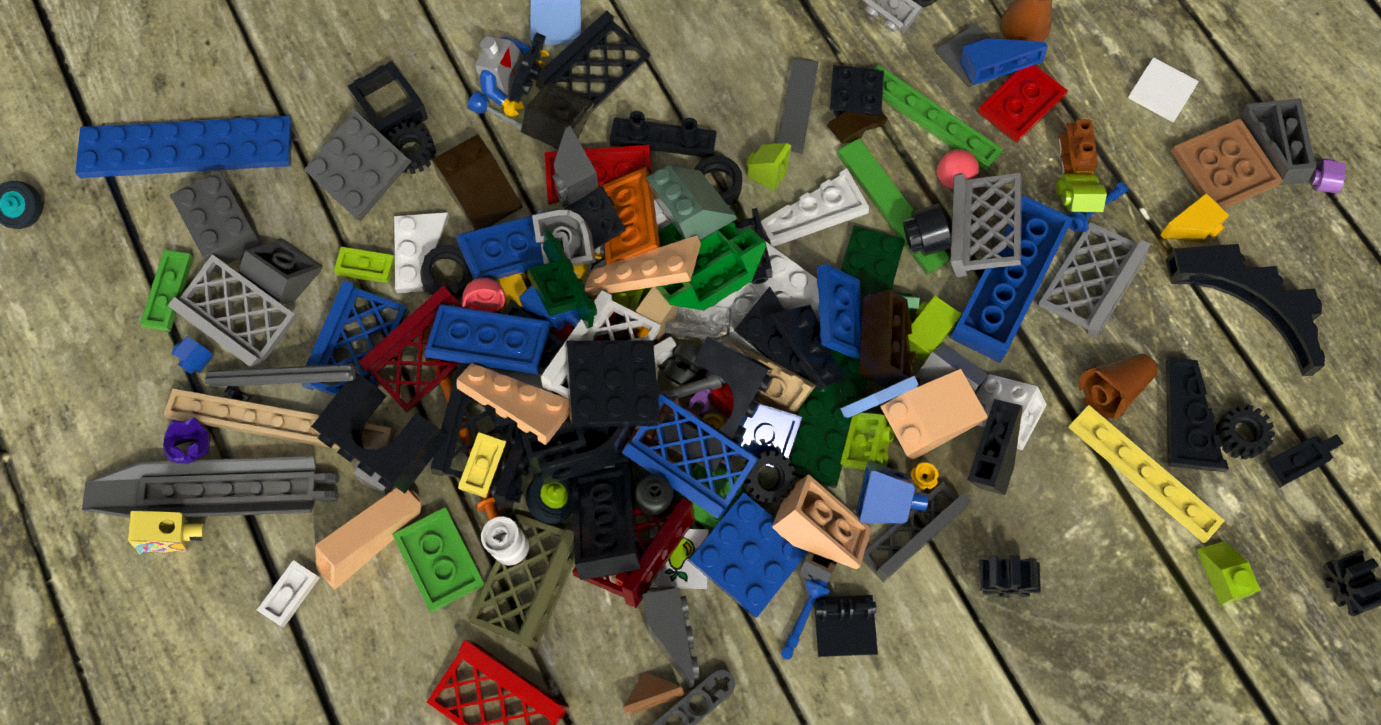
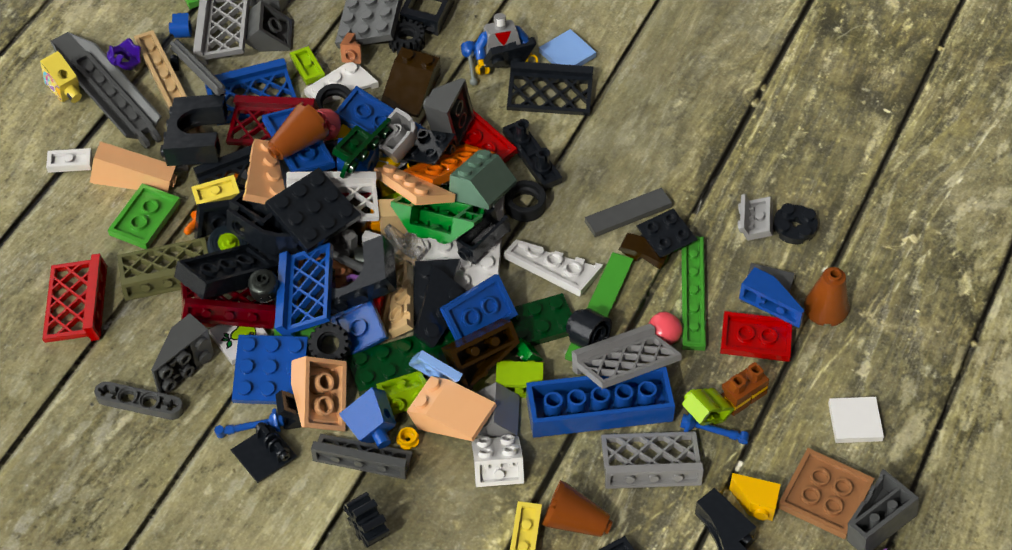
camera: 55 degrees right, 15 degrees down
(390, 211) = (351, 49): none -> nougat bracket
(494, 331) = (297, 132): none -> dark orange cone
(505, 540) = (177, 235): white wheel -> none
(554, 111) = (493, 90): clear smoke slope -> none
(651, 692) = (135, 372): medium nougat slope -> none
(769, 164) = (561, 220): lime slope -> none
(997, 448) = (450, 462): black slope -> none

